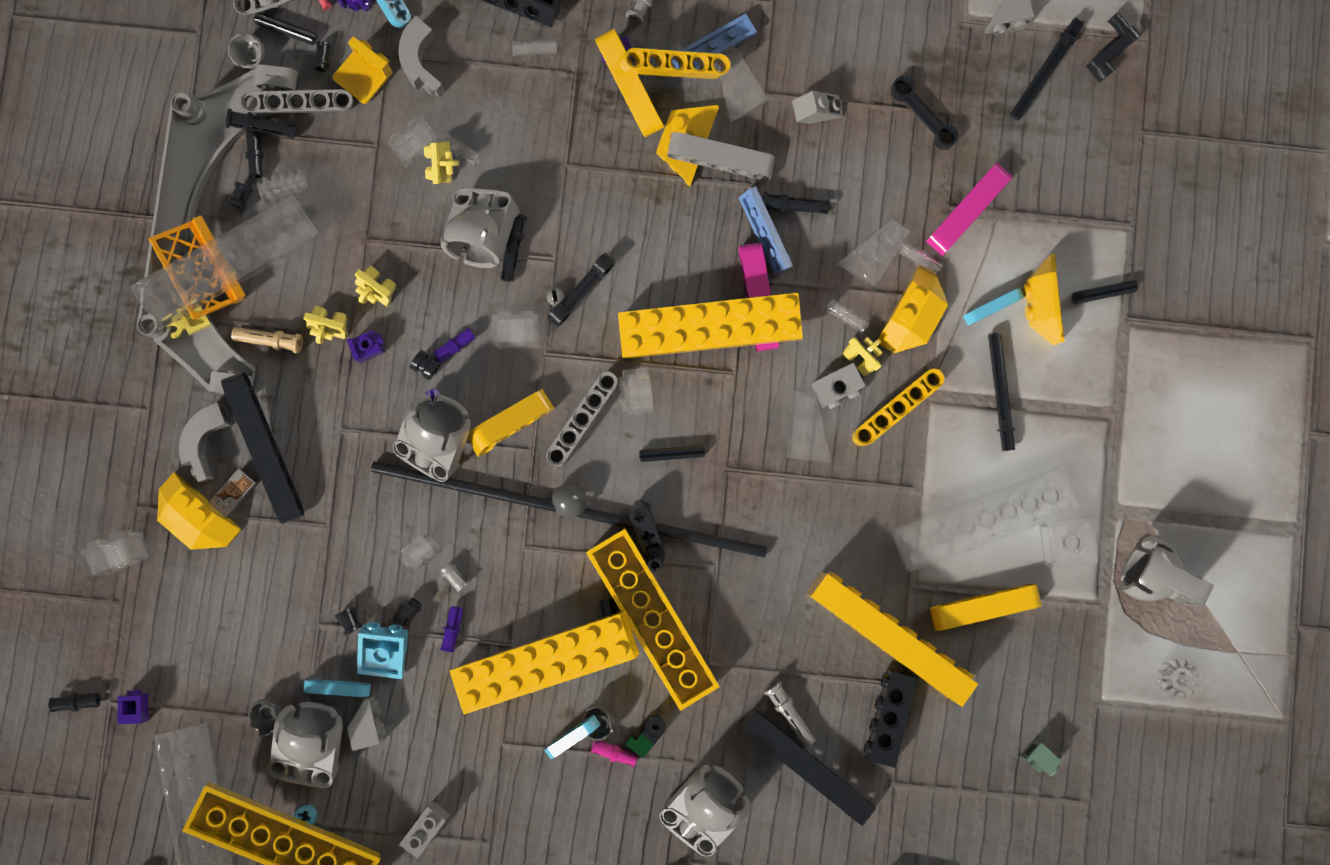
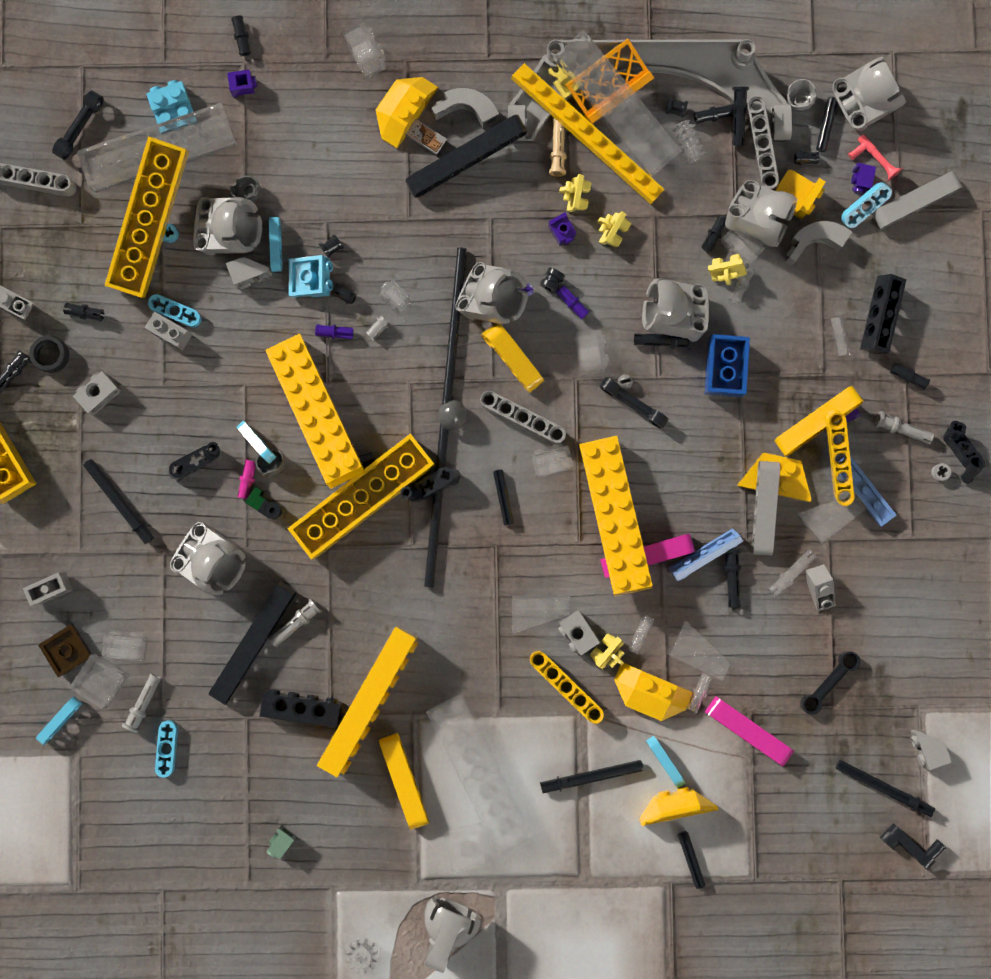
camera: 90 degrees right, 0 degrees up
(142, 799) = (169, 101): none -> medium azure plate
(255, 303) = (587, 133): none -> yellow plate
(374, 120) = (755, 212): none -> light grey piece
(395, 172) = (714, 234): none -> black axle
(410, 816) = (160, 310): none -> medium azure beam
(552, 177) = (727, 365): none -> blue brick
(593, 822) = (187, 468): none -> black beam
(797, 137) = (792, 573): none -> clear pin

